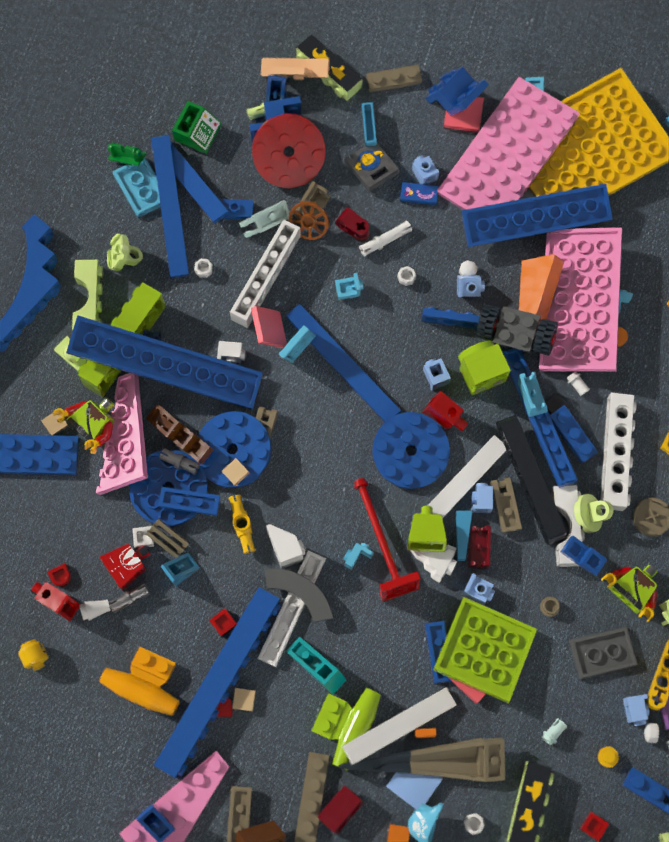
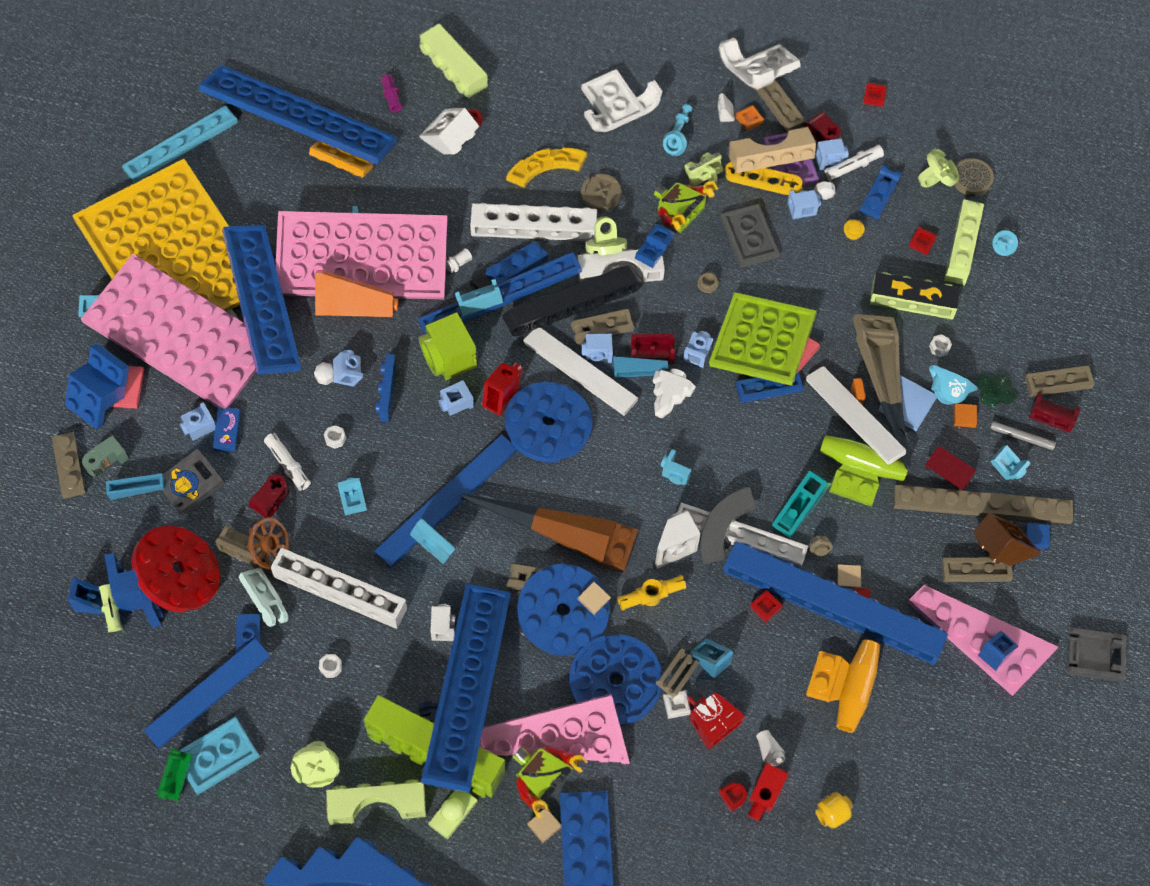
camera: 95 degrees left, 10 degrees down
(129, 598) = (752, 710): flat silver pin -> none
(170, 206) = (246, 712): blue tile -> none
(179, 434) = (549, 670): reddish brown slope -> none
(179, 461) = (585, 664): flat silver pin -> none
(189, 501) = (633, 648): blue plate -> none
(196, 127) = (136, 690): green slope -> none
(269, 327) = (409, 578): coral tile -> none
(273, 677) = (820, 545): none -> dark tan plate
(295, 68) = (55, 575): light nougat bracket -> none
(296, 482) = (592, 537): none -> dark orange plate
(341, 77) = (52, 538): black brick -> none
(399, 102) = (103, 456): none -> sand green leg
(399, 585) = (706, 421): red tile -> none
(427, 532) = (643, 395): lime torso -> none
(517, 329) = (403, 313): plate -> none
(554, 732) = (837, 276): light aqua pin -> none

